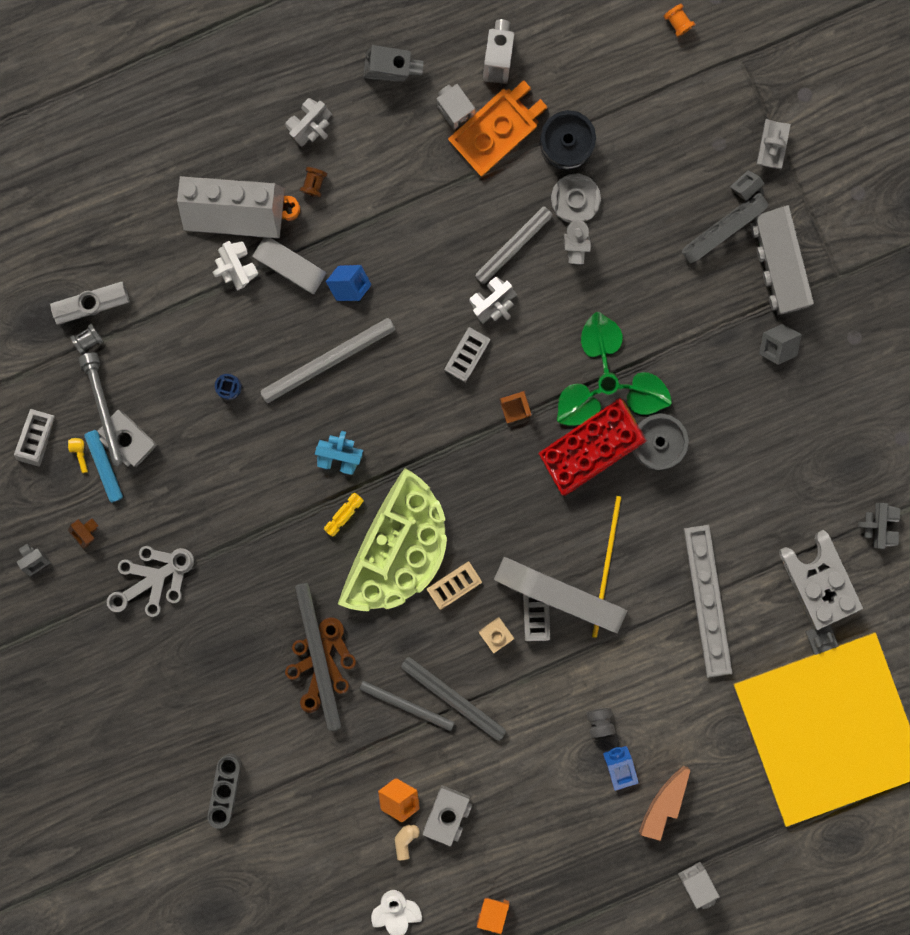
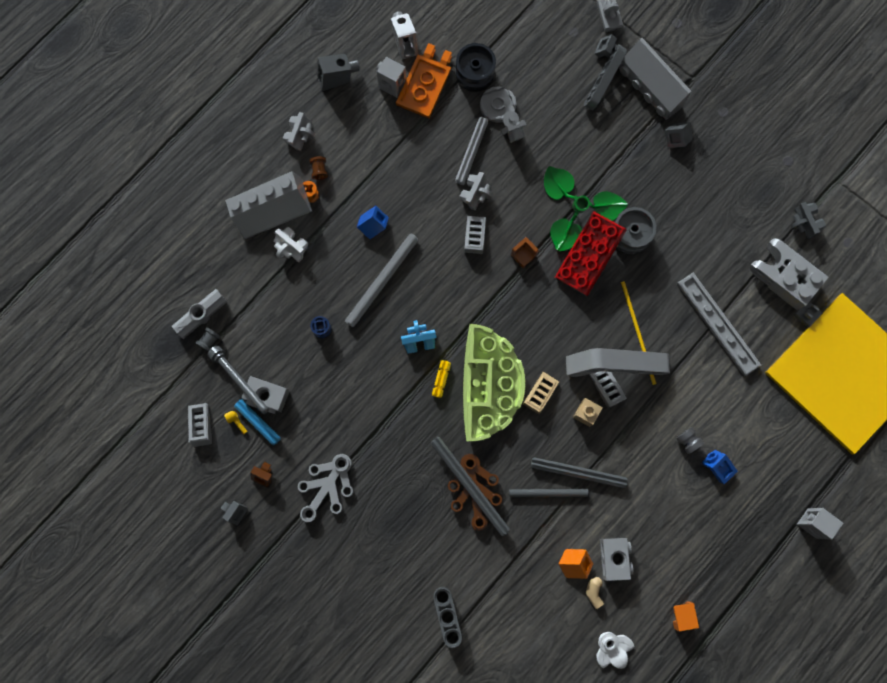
camera: 25 degrees left, 10 degrees down
(289, 264) = (326, 228): light grey beam -> none
(665, 804) = (764, 476): nougat slope -> none

